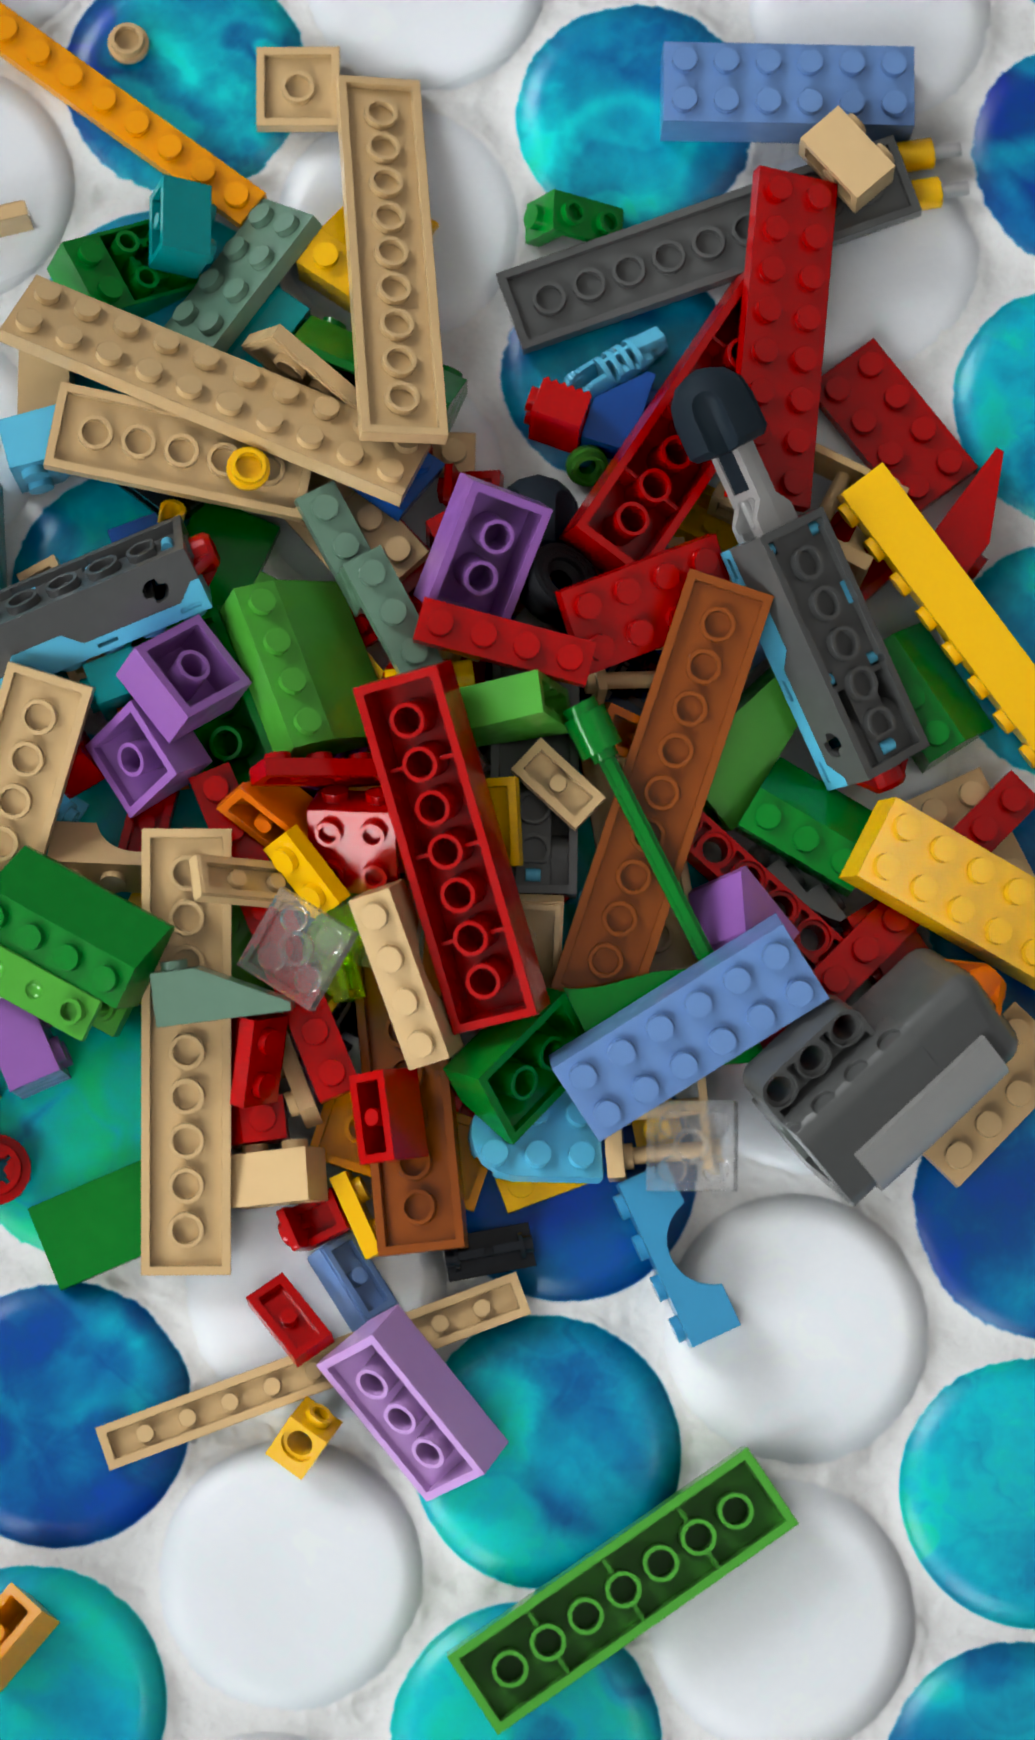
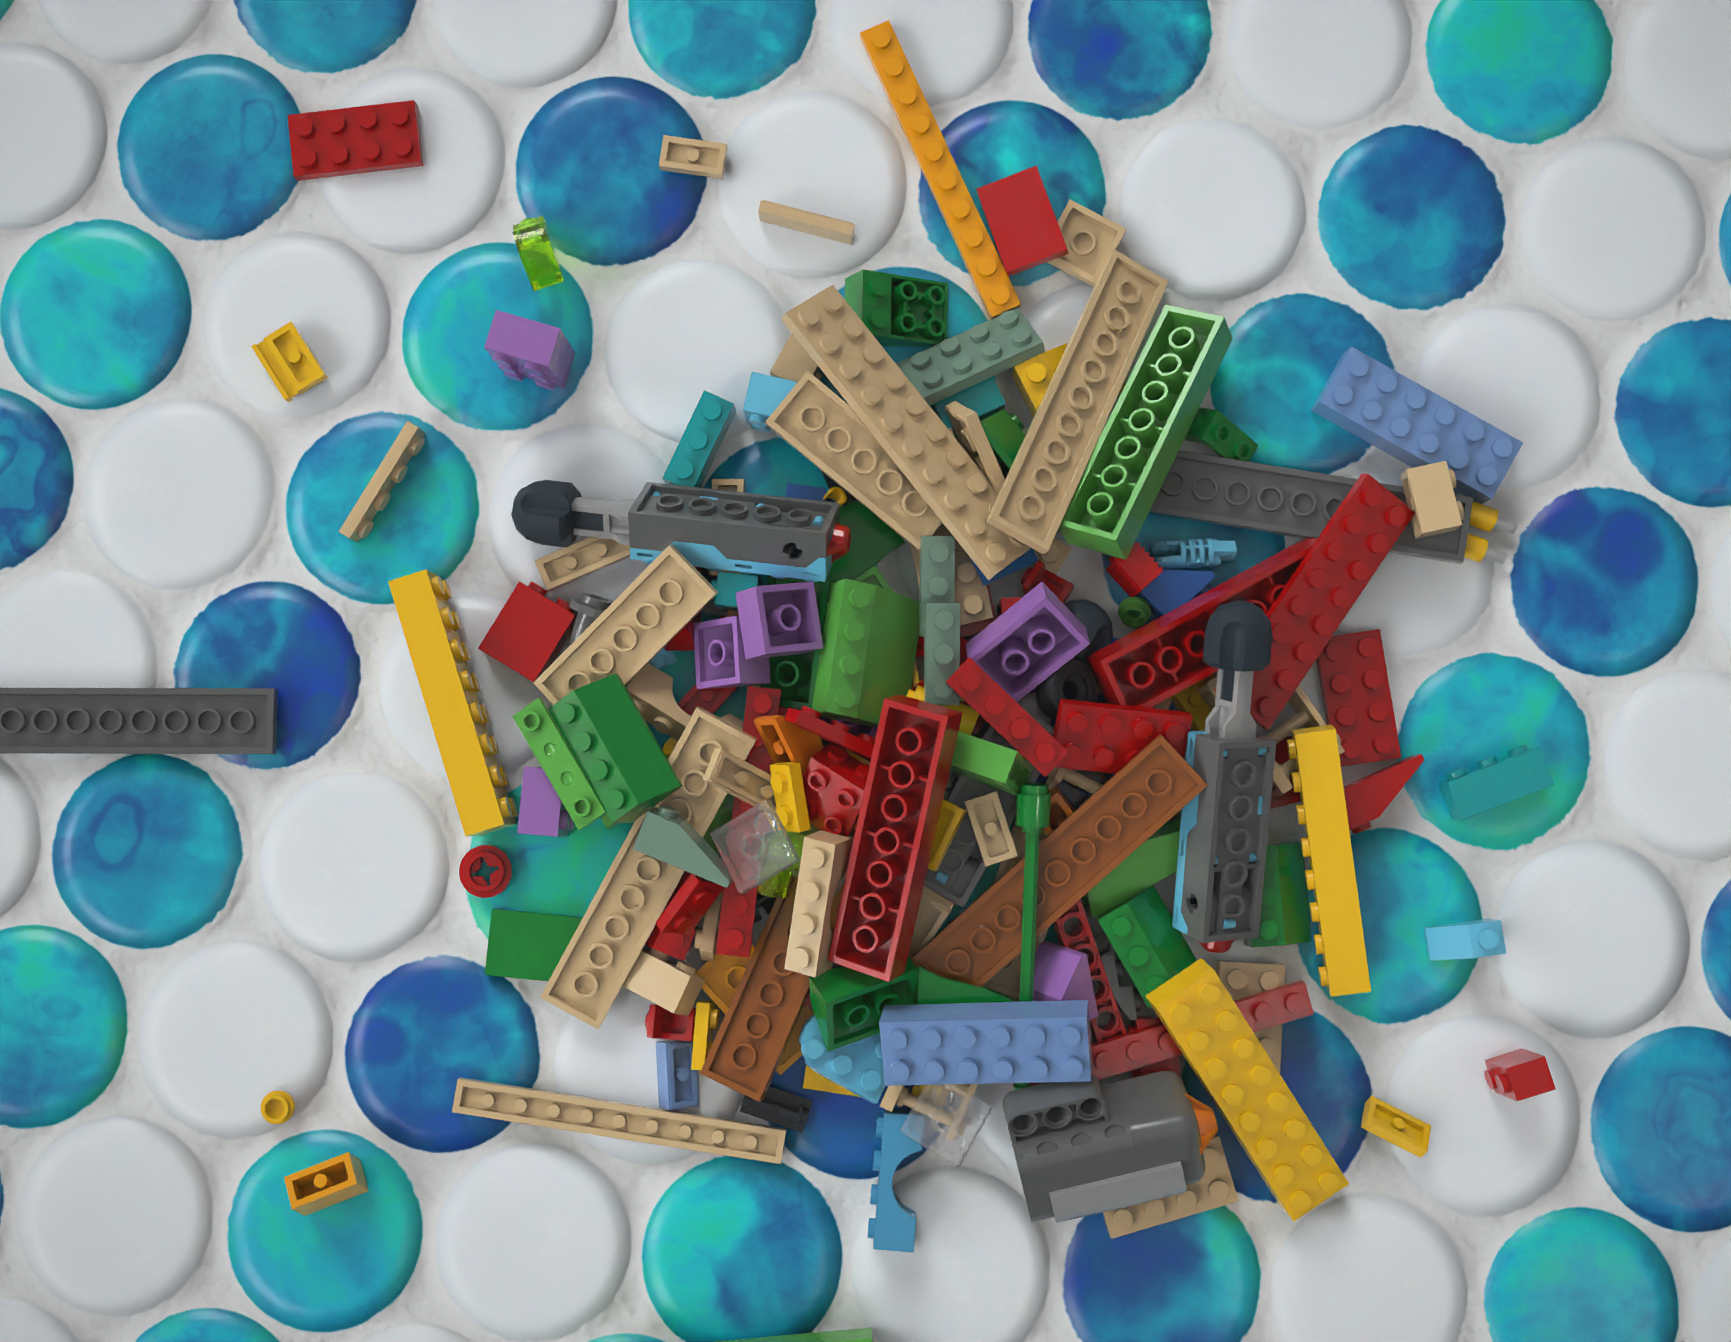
camera: 35 degrees right, 5 degrees up
(128, 43) = (984, 149): tan plate -> none
(181, 226) = (950, 299): teal brick -> none
(215, 99) = (1022, 221): none -> red tile
(248, 468) = (901, 498): yellow plate -> none
(290, 1319) = (621, 1080): red plate -> none
(295, 1449) = (588, 1163): yellow brick -> none
(388, 1116) = (754, 989): red brick -> none
(413, 1404) = (670, 1182): lavender slope -> none
(485, 252) = (1145, 430): none -> bright green brick

